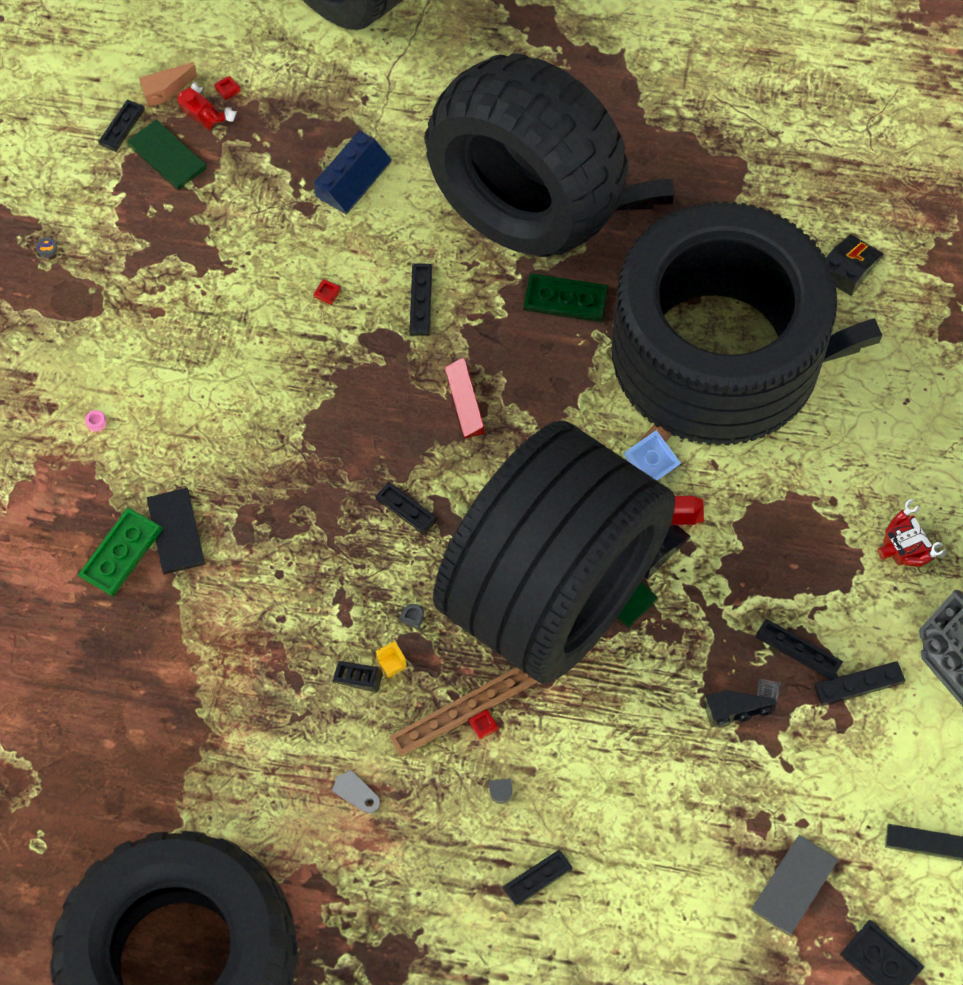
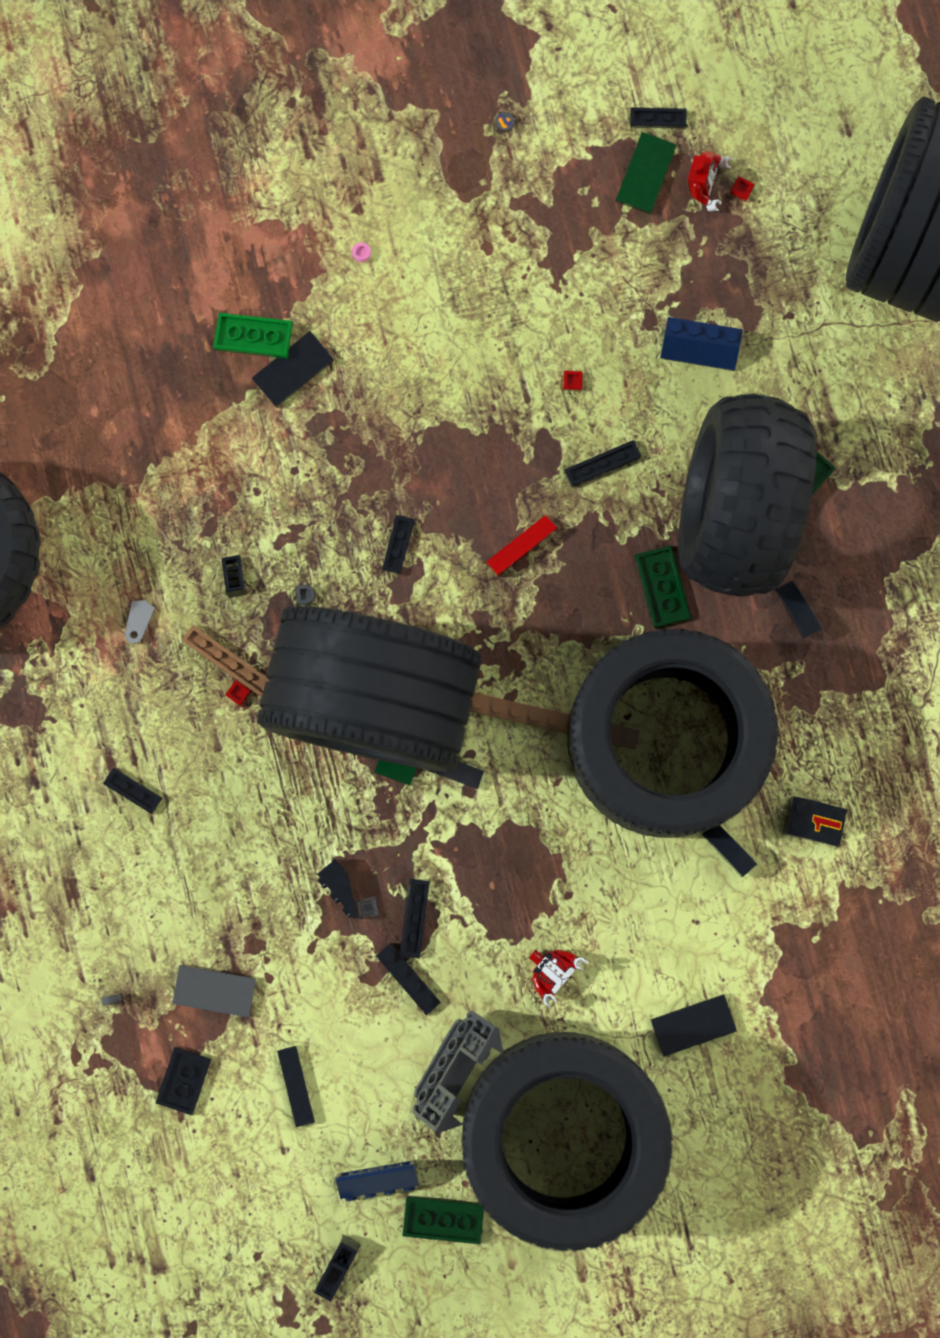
camera: 65 degrees right, 20 degrees up
(165, 84) = (714, 132): nougat slope -> none
(391, 659) = (257, 596): yellow panel -> none
(501, 790) = (189, 731): dark grey tile -> none
(652, 456) = (534, 727): light blue tile -> none
(688, 510) = (496, 774): red slope -> none

